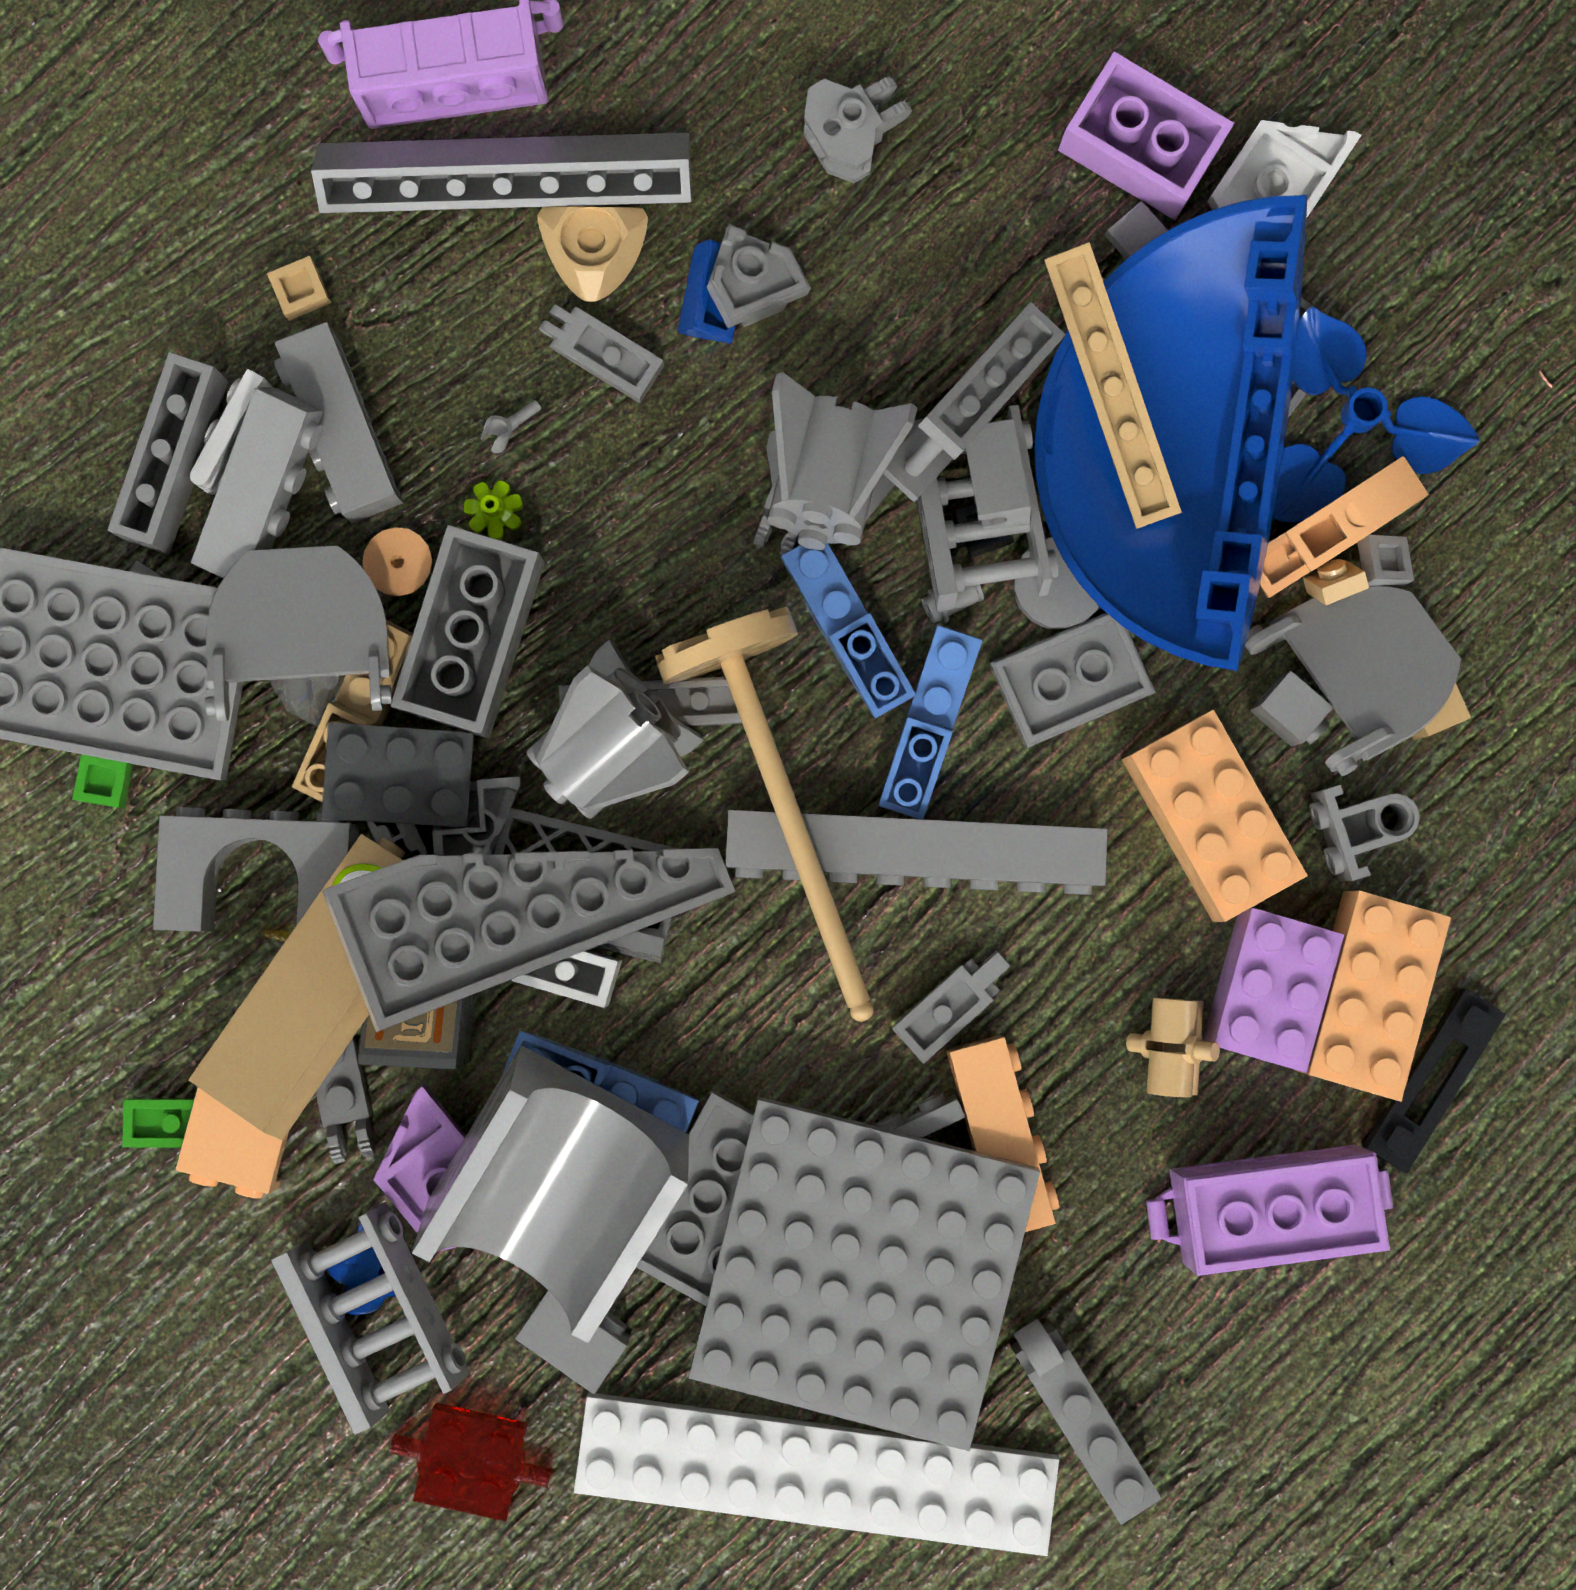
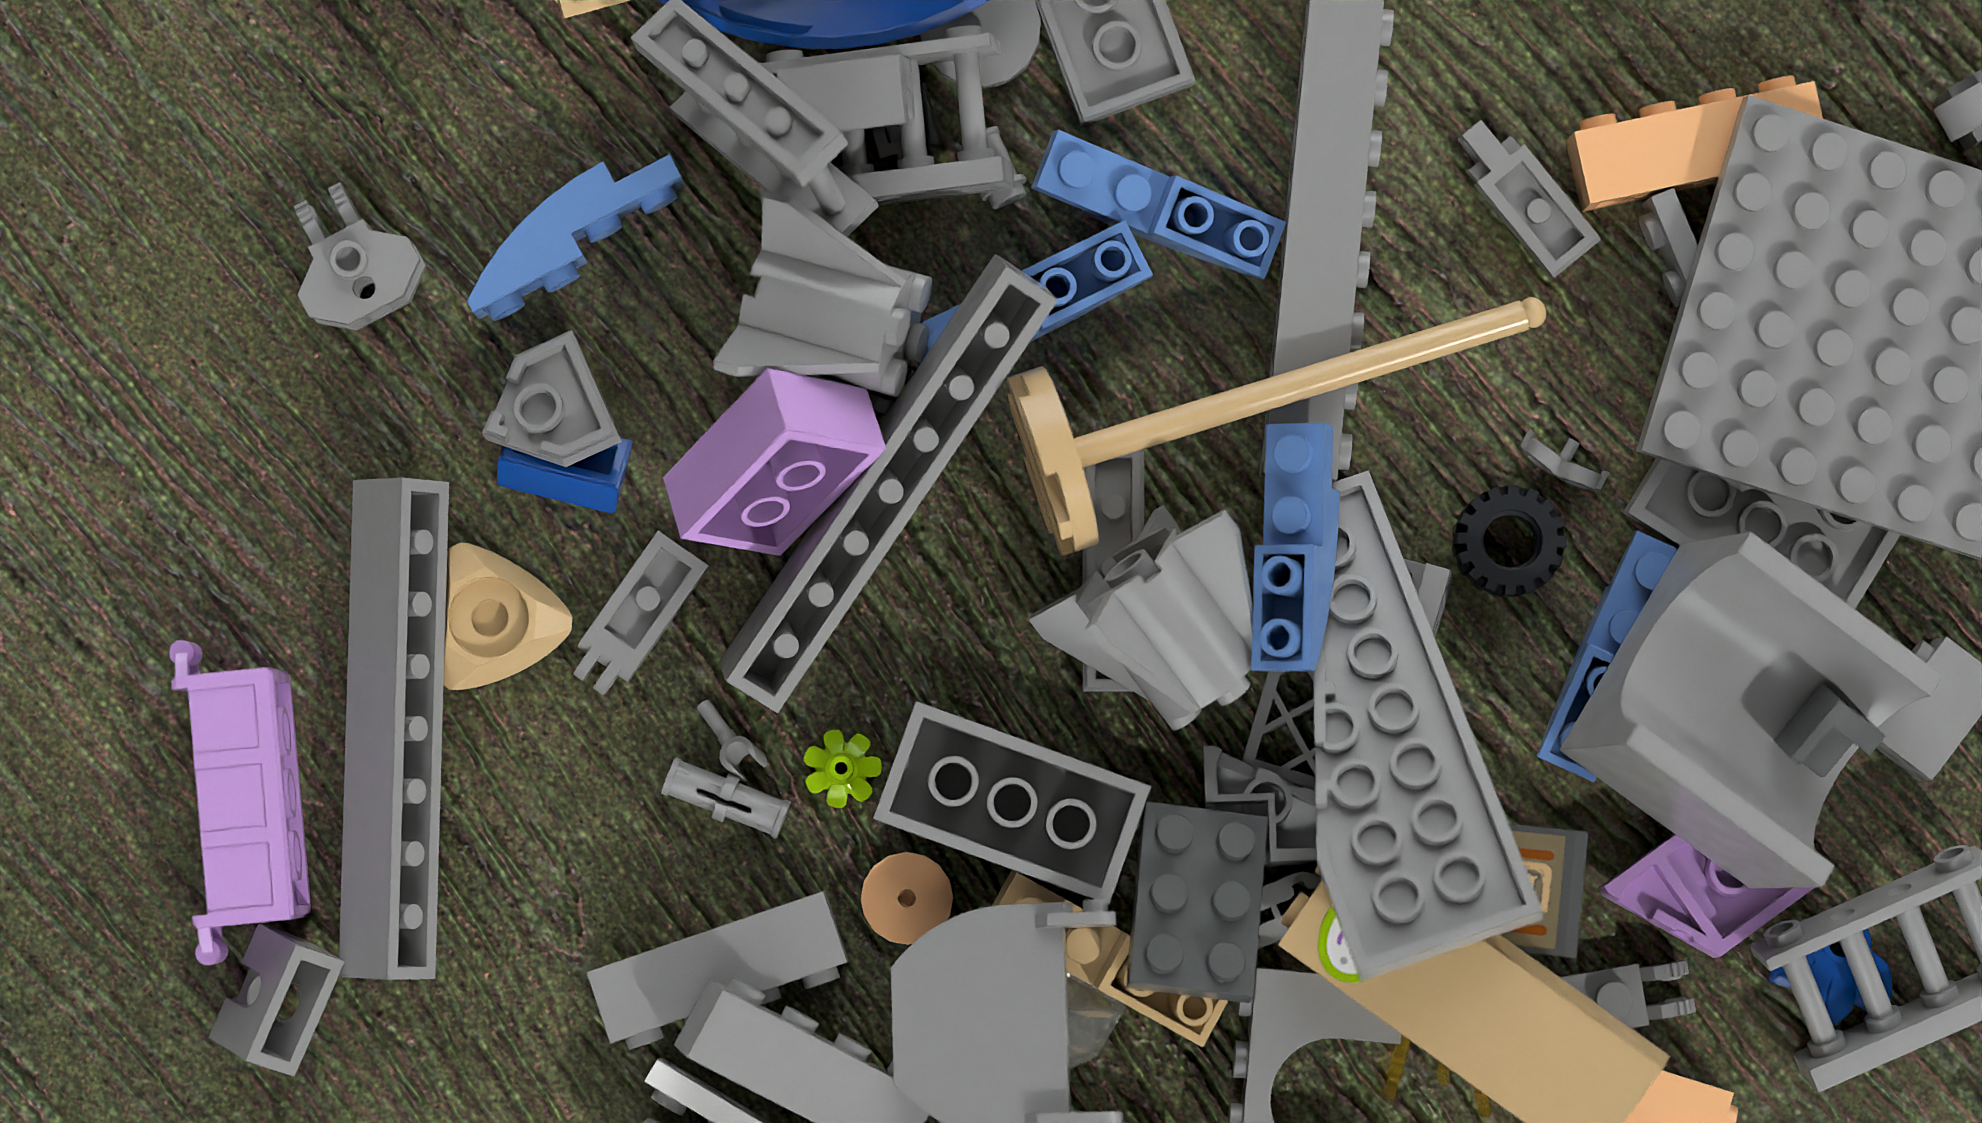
camera: 90 degrees left, 0 degrees up
(279, 84) = (250, 1021): none -> light grey brick
(299, 288) = (530, 1014): tan plate -> none
(466, 423) = (725, 797): none -> light grey pin
(544, 1252) = (1825, 731): none -> dark grey panel
(582, 977) = (1476, 670): white brick -> none
(657, 1003) = (1547, 534): none -> black tyre
(662, 837) = (1298, 548): none -> medium blue slope
(704, 522) = (869, 515): none -> light grey brick
(712, 432) = (773, 462): none -> lavender brick
(748, 1041) = (1560, 465): none -> light grey piece
(878, 268) = (545, 243): none -> medium blue slope

